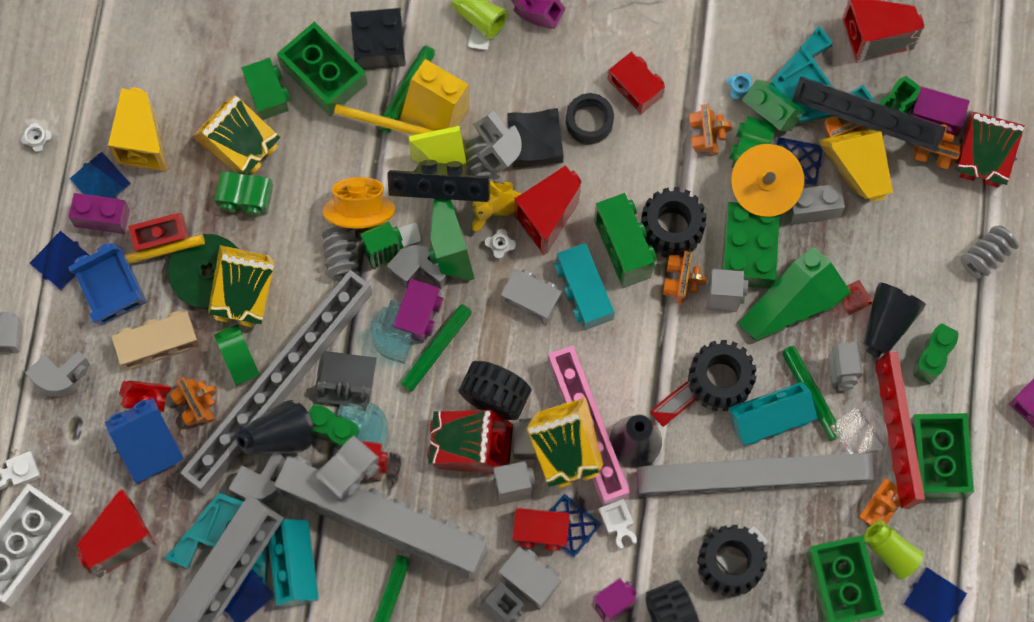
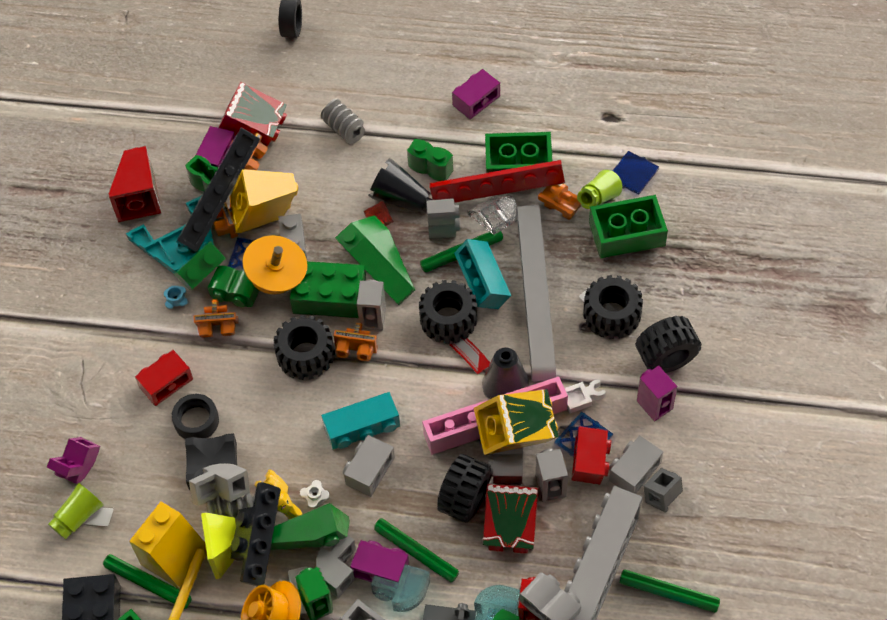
camera: 85 degrees left, 15 degrees down
(548, 206) = (287, 445): red slope -> none
(624, 240) = (321, 383): green brick -> none

